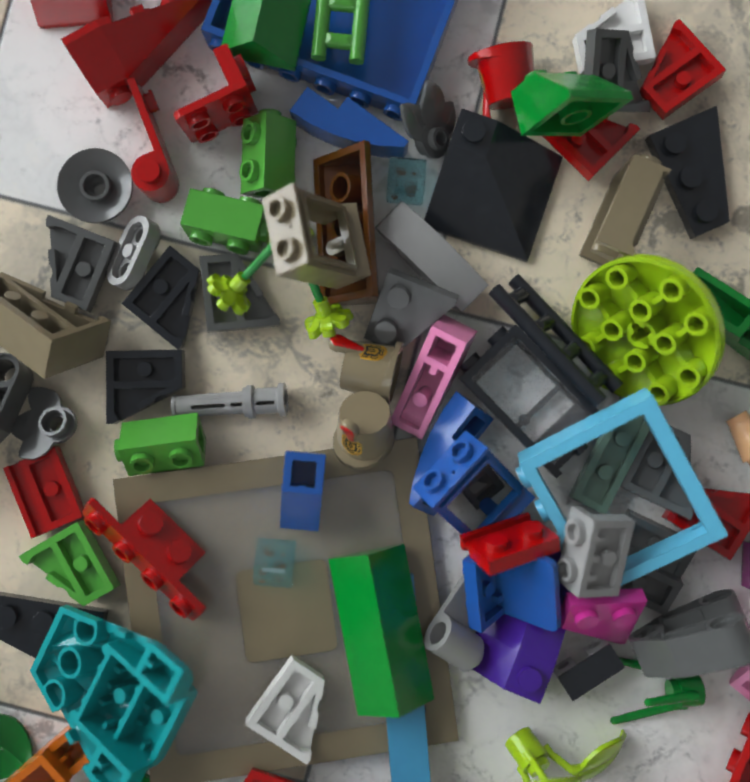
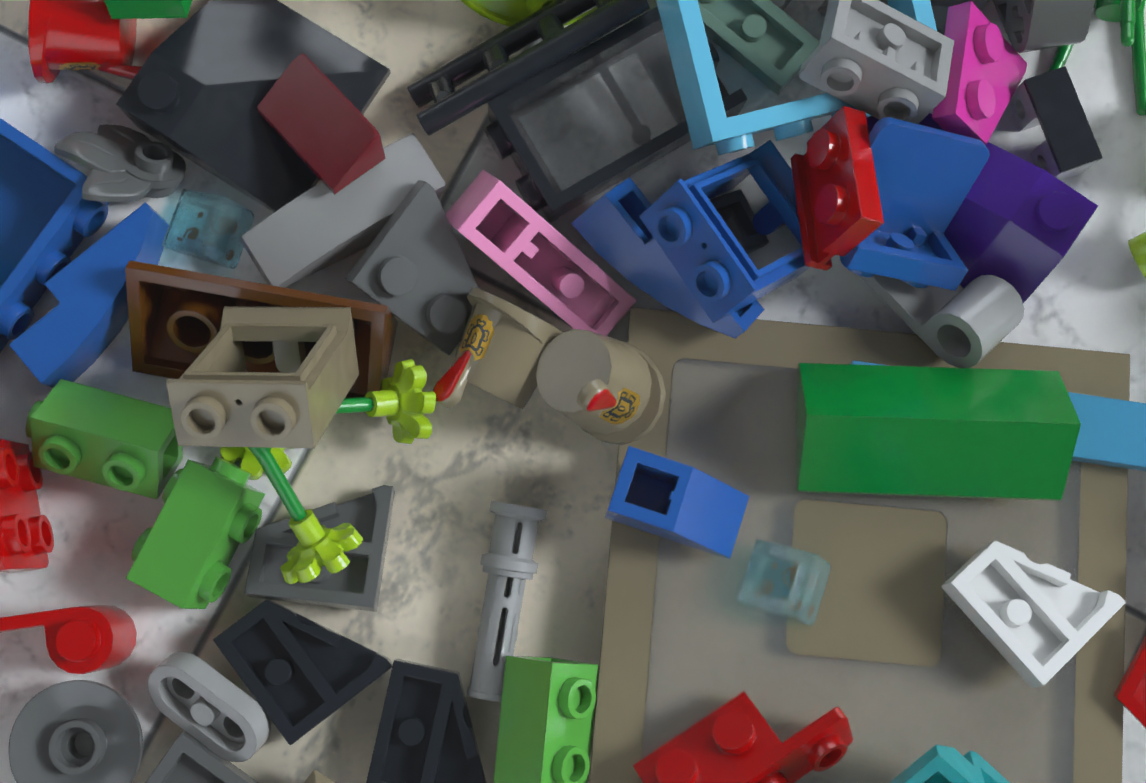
camera: 85 degrees left, 5 degrees down
(477, 230) = (321, 125): none -> dark red slope

